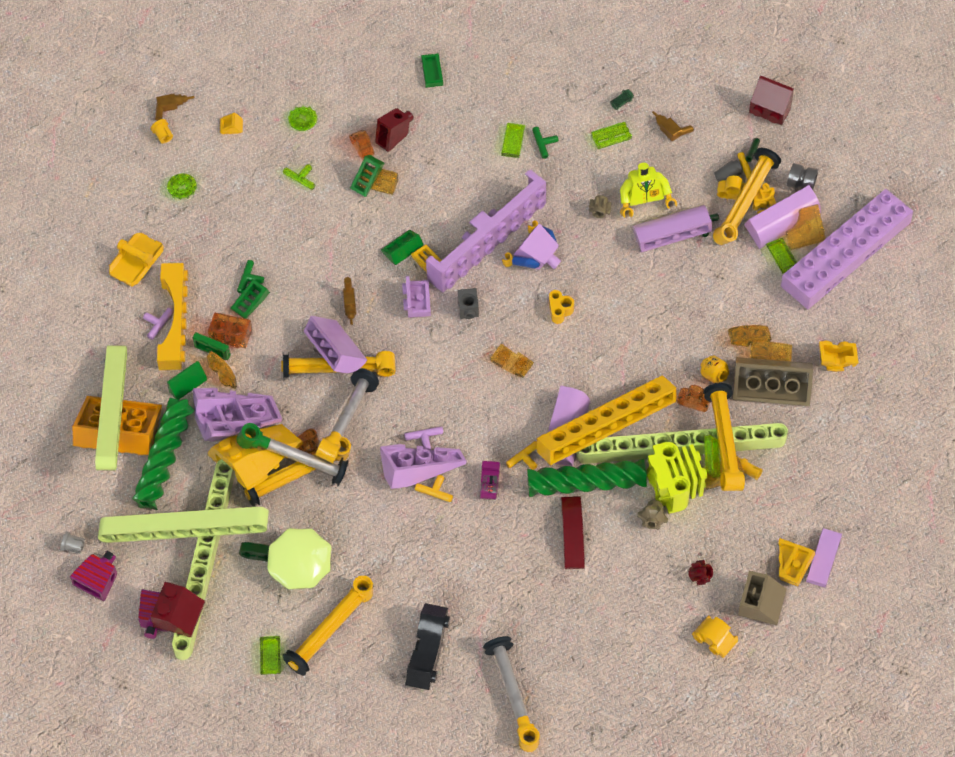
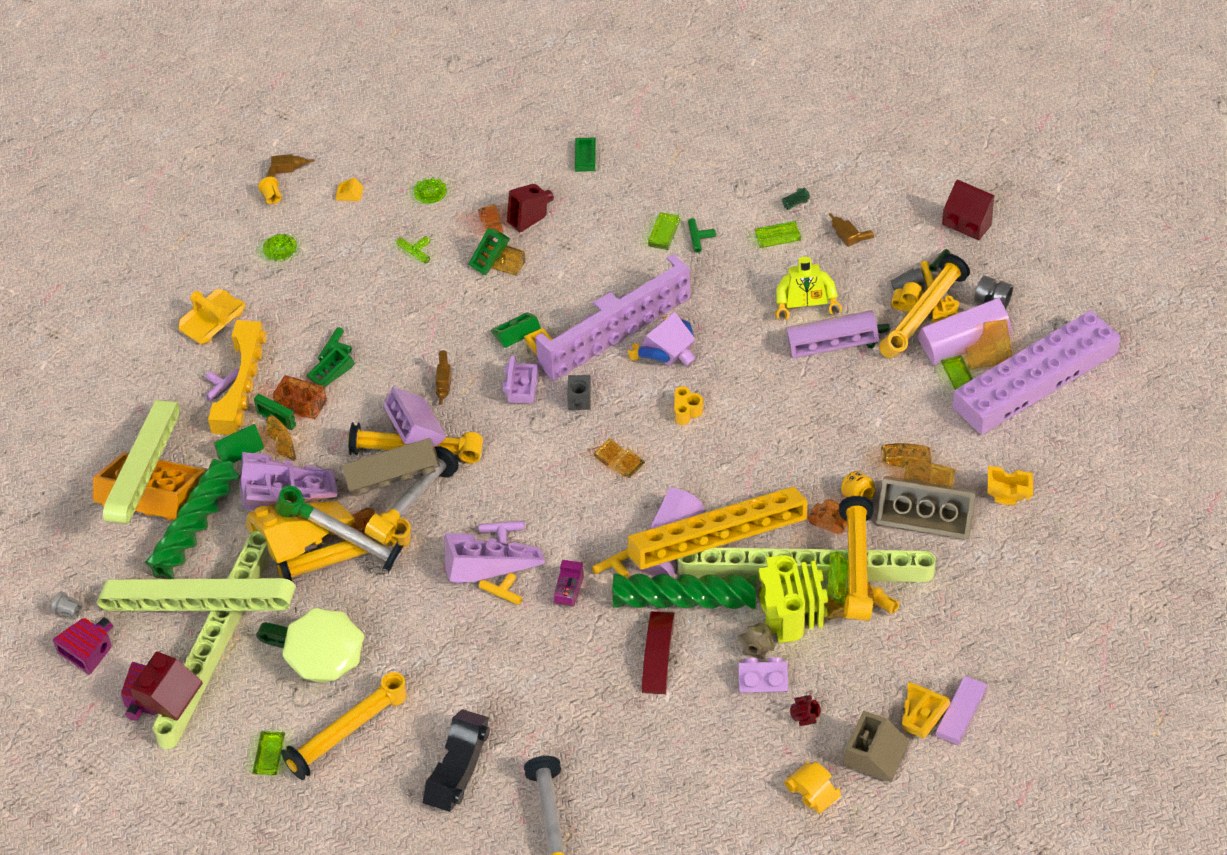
camera: 10 degrees right, 10 degrees down
(326, 392) = (391, 466): none -> dark tan wedge
(600, 206) = (751, 304): dark tan gear -> none
(662, 545) = (763, 676): none -> lavender bracket

